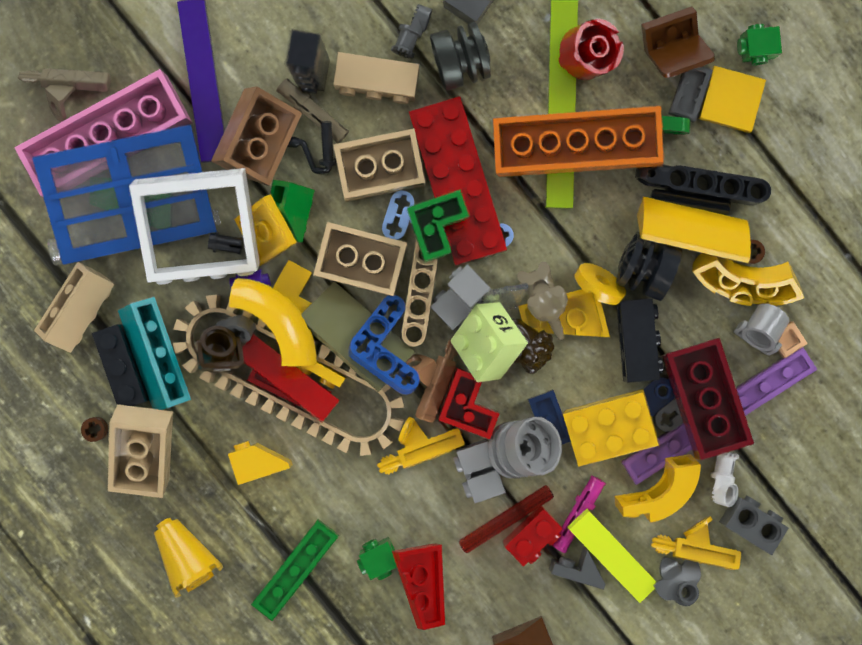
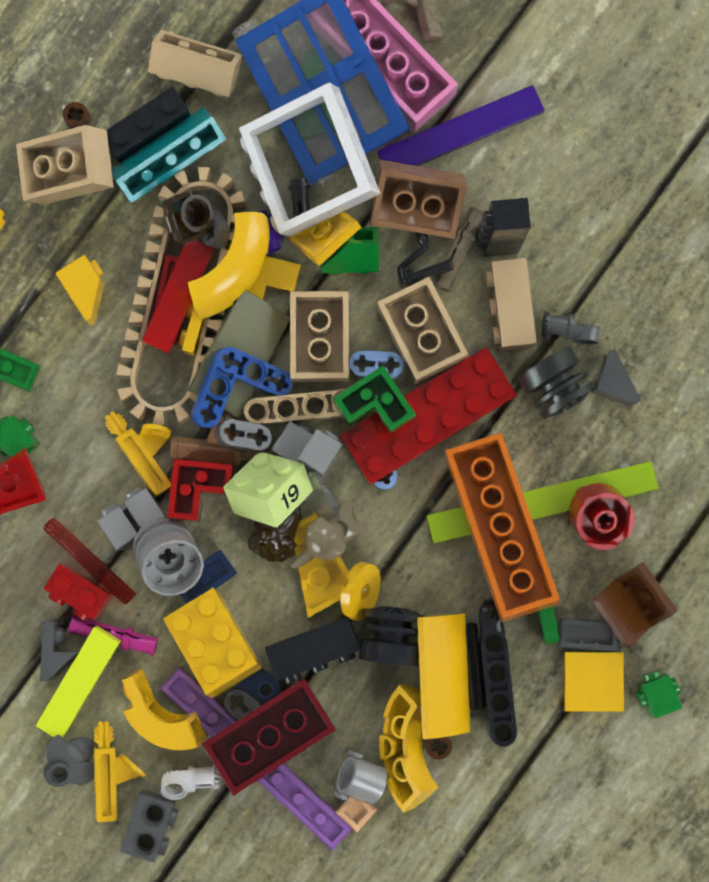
camera: 70 degrees right, 5 degrees down
(438, 354) = (242, 442): none -> beam

